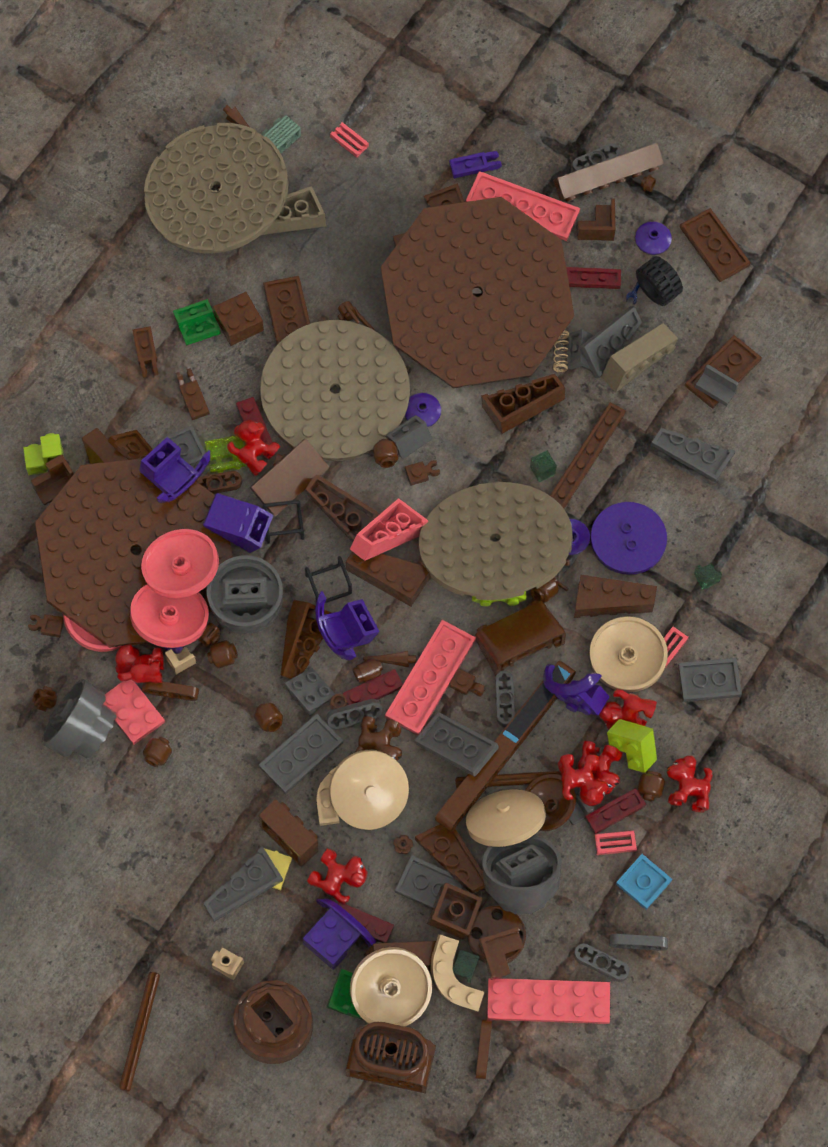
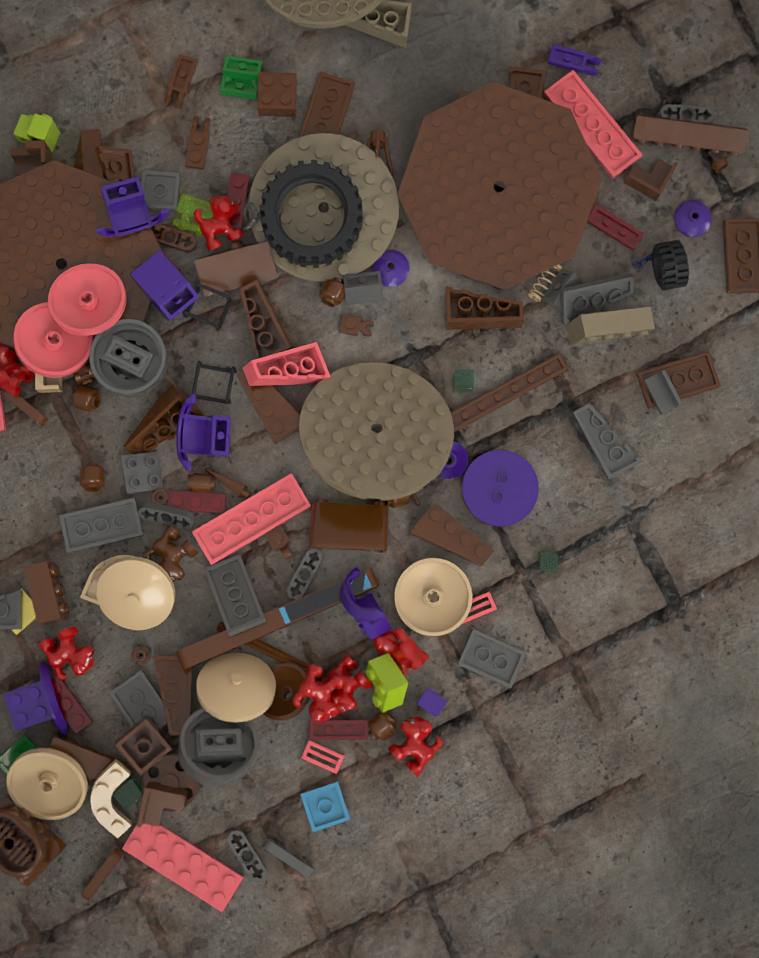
camera: 25 degrees right, 15 degrees up
(282, 424) = (255, 216): none -> dark grey piece
(338, 359) = (298, 176): none -> black tyre
(681, 743) = (432, 702): none -> dark purple panel

